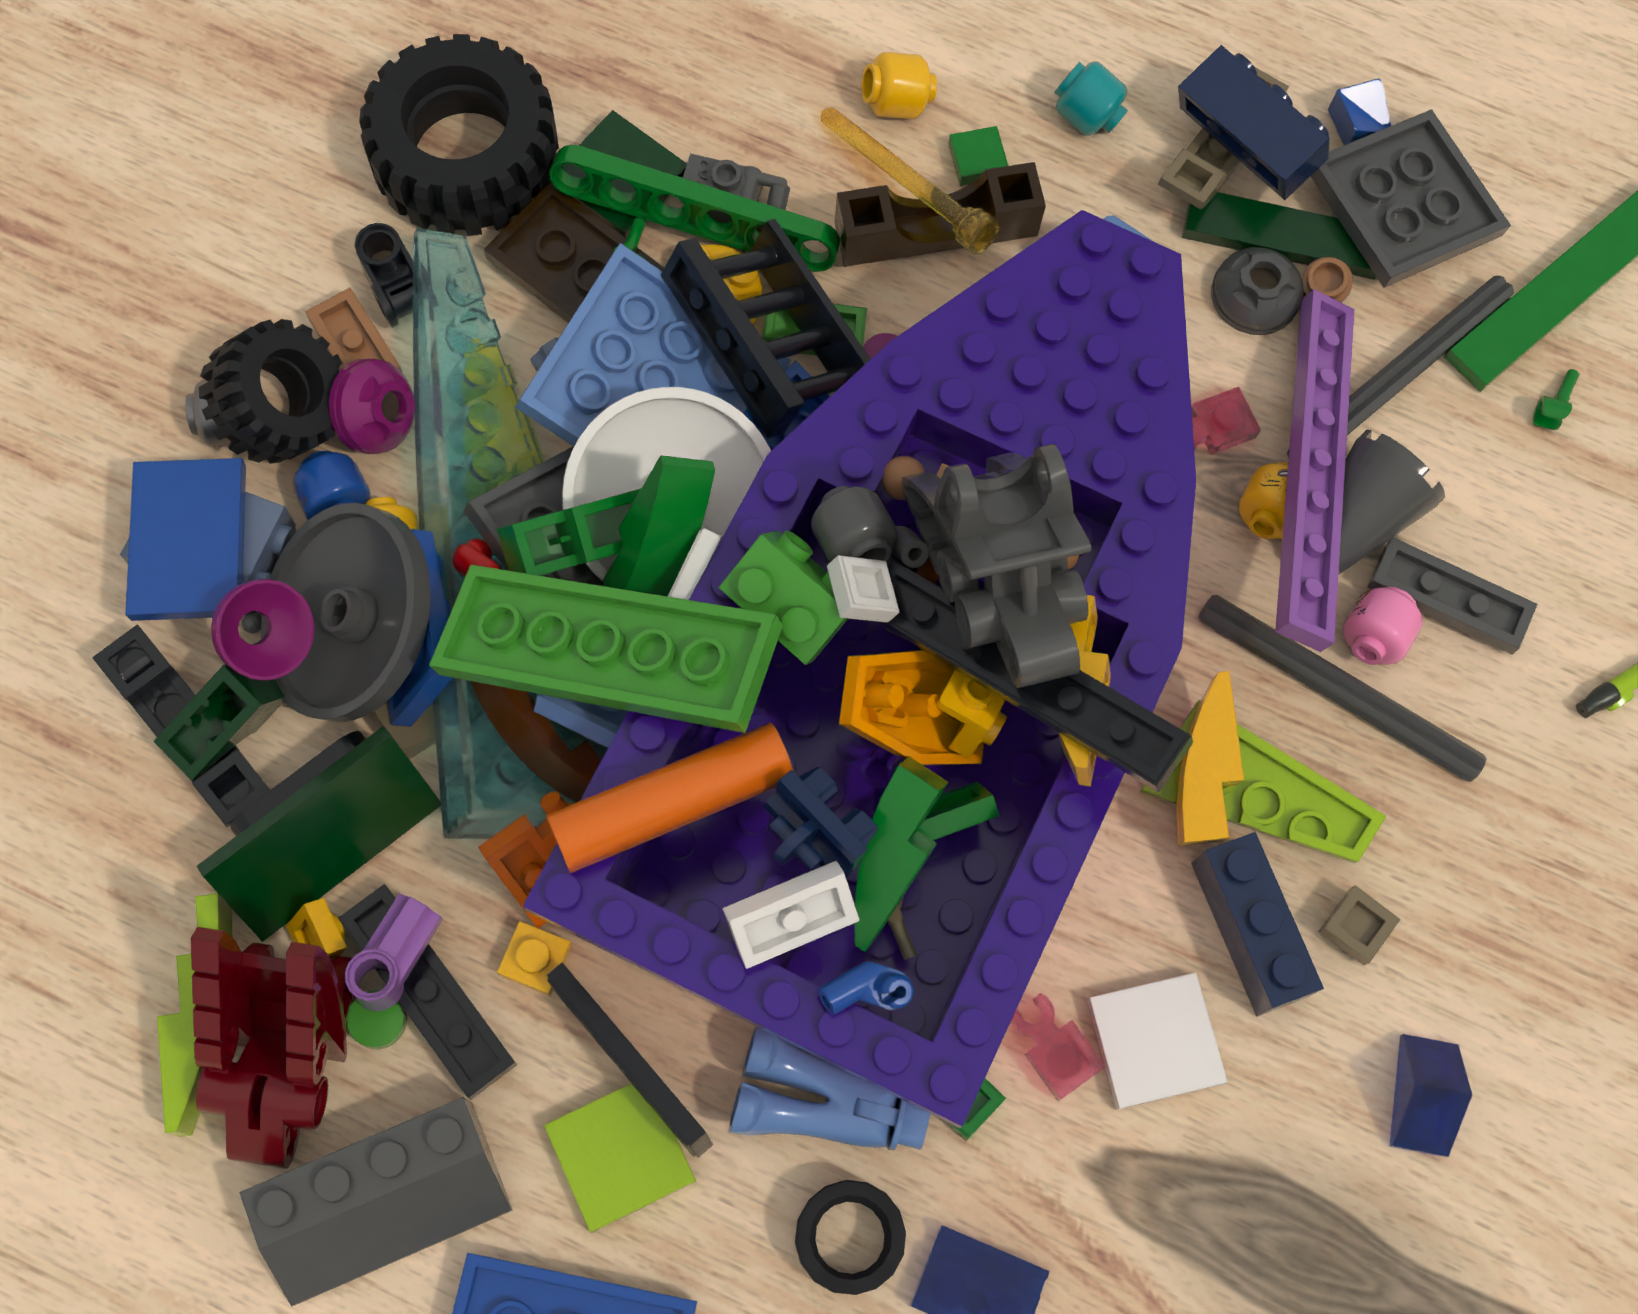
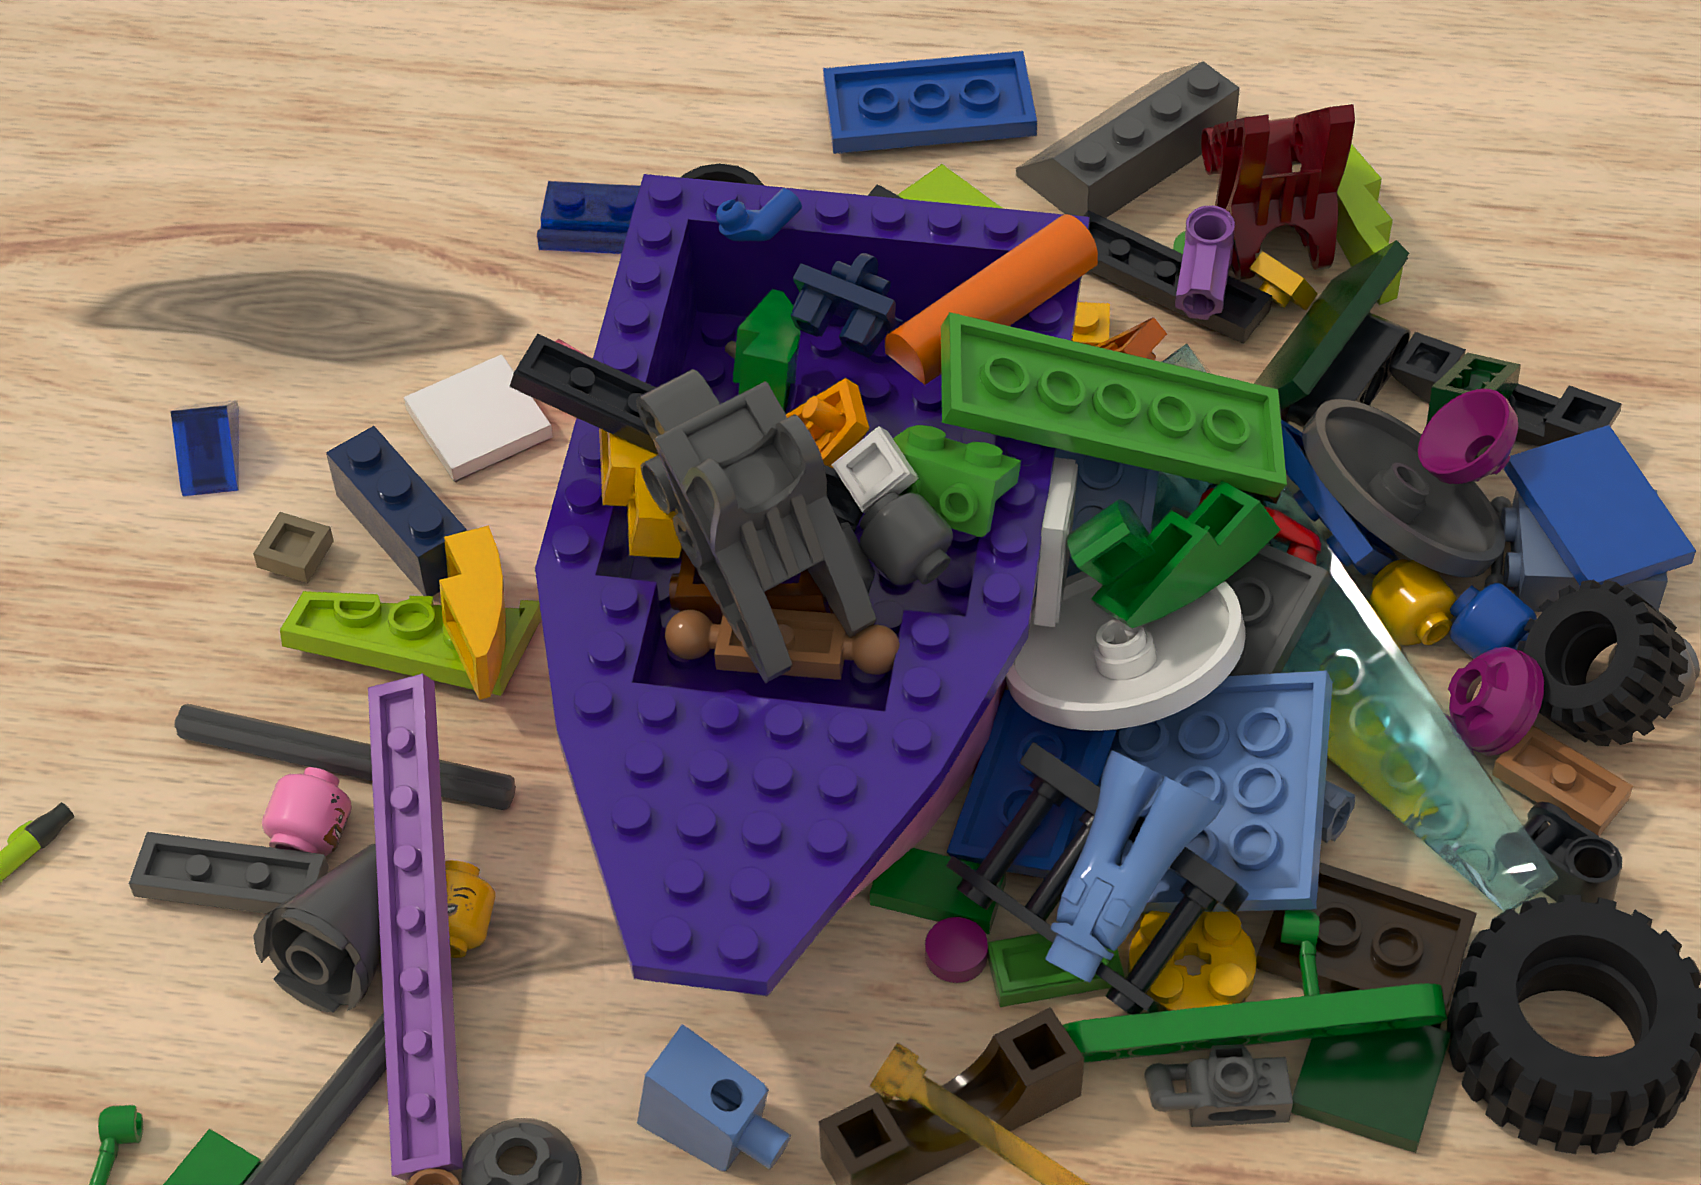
camera: 170 degrees right, 20 degrees down
(748, 289) = (1108, 897): none -> medium blue piece
(791, 914) = (862, 231): white plate -> none
(1223, 421) = (540, 997): clear pink plate -> none

